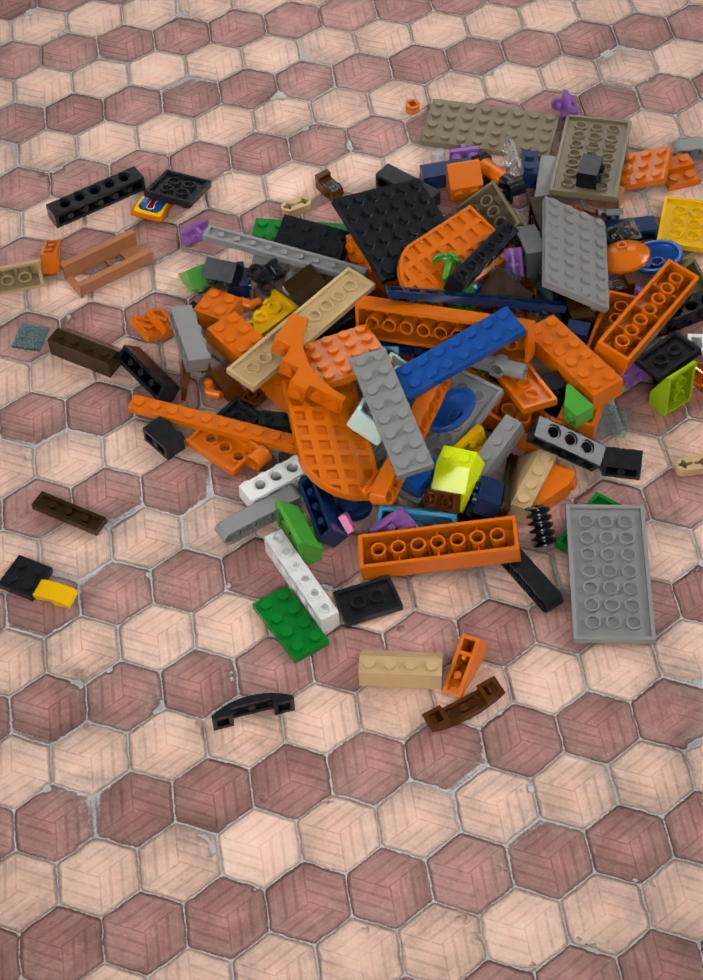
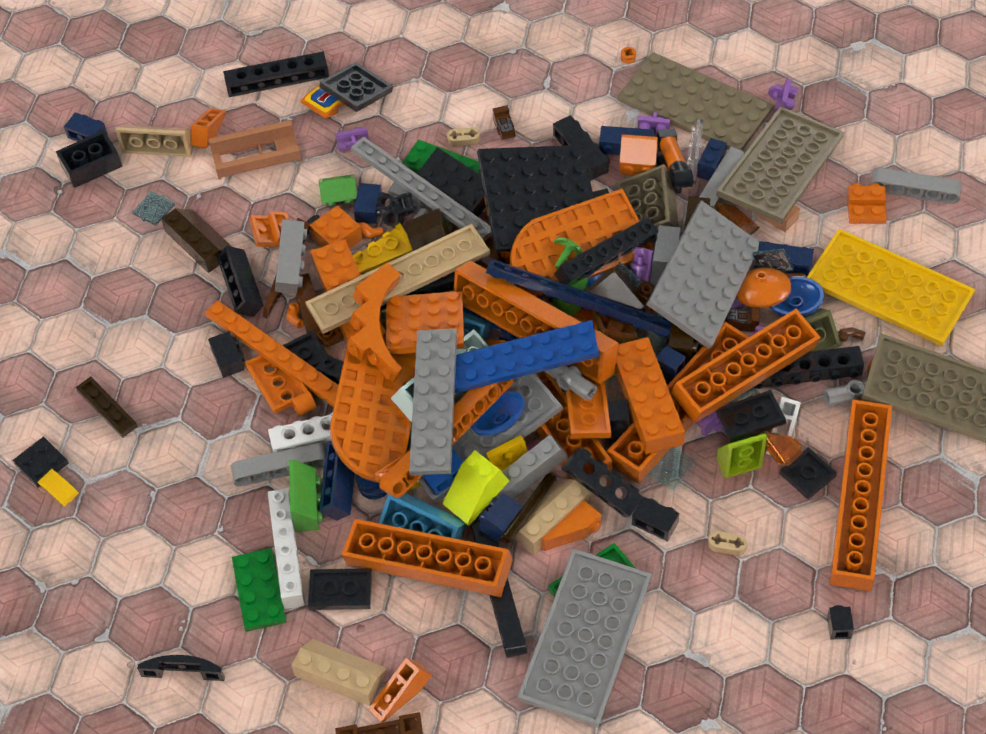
camera: 20 degrees right, 5 degrees up
(222, 272) = (352, 194): black brick -> none
(347, 522) = (355, 499): bright pink tile -> none
(396, 520) = (396, 516): medium lavender wing -> none
(441, 500) = (452, 506): reddish brown slope -> none
(541, 525) = (540, 565): black piece -> none
(576, 407) = (626, 447): bright green slope -> none
(590, 171) = (766, 182): black brick -> none
(611, 214) = (770, 233): black plate -> none
(646, 168) = (831, 192): orange plate -> none

